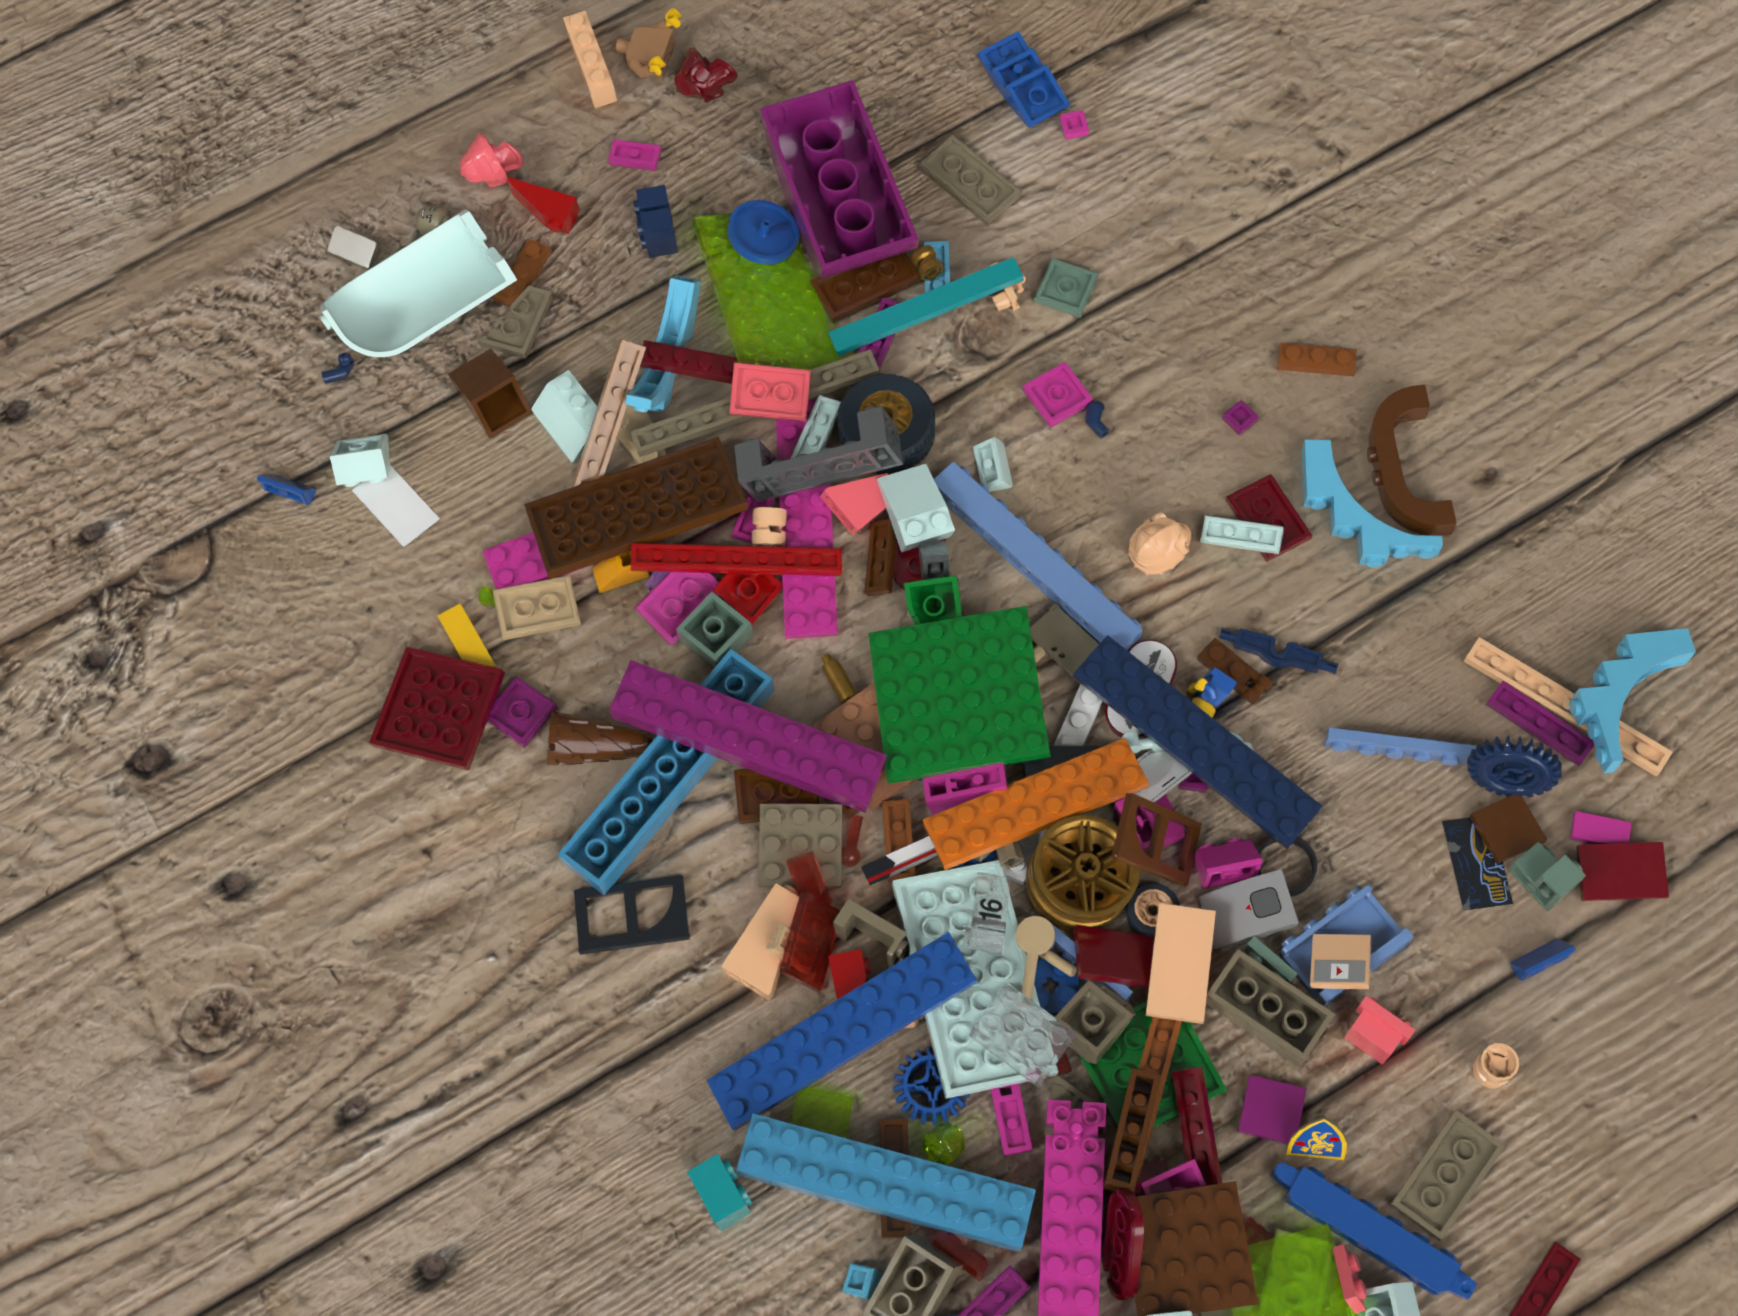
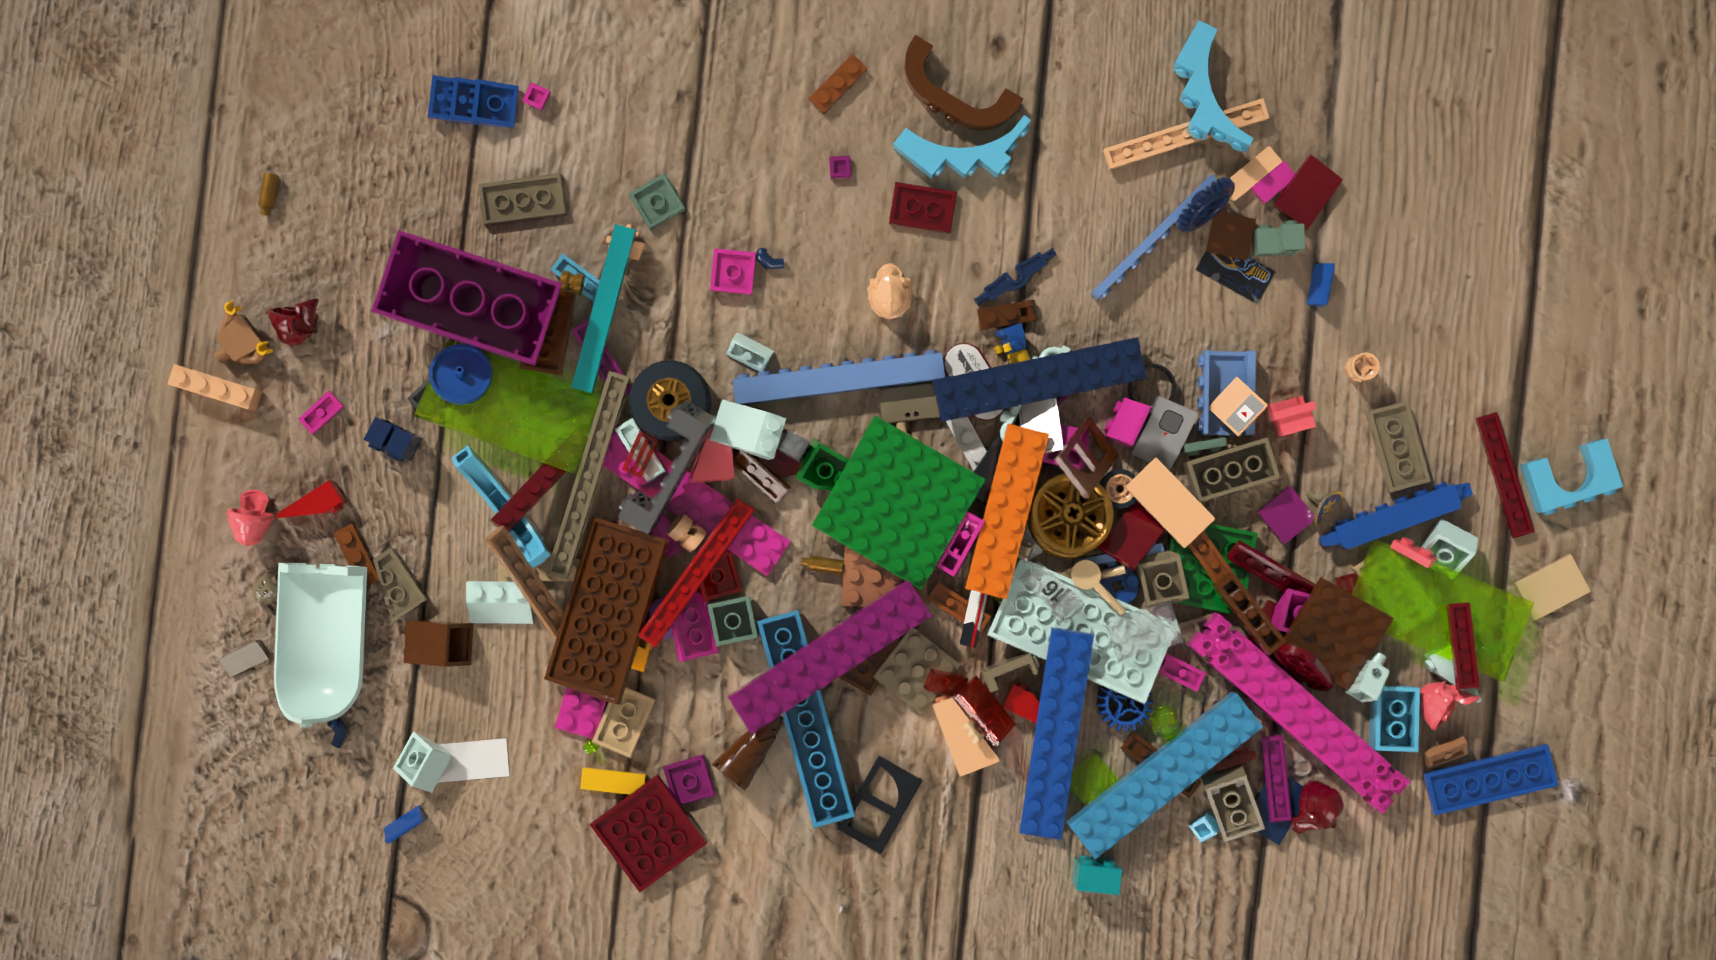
camera: 60 degrees left, 20 degrees up
(770, 392) = (591, 462): coral tile -> none
(814, 435) = (633, 471): none -> clear red tile
(850, 852) = (942, 641): clear red bar -> none
(1242, 534) = (923, 235): light aqua tile -> none
(1540, 723) = (1184, 159): magenta plate -> none
(1589, 800) = (1254, 171): none -> light nougat tile

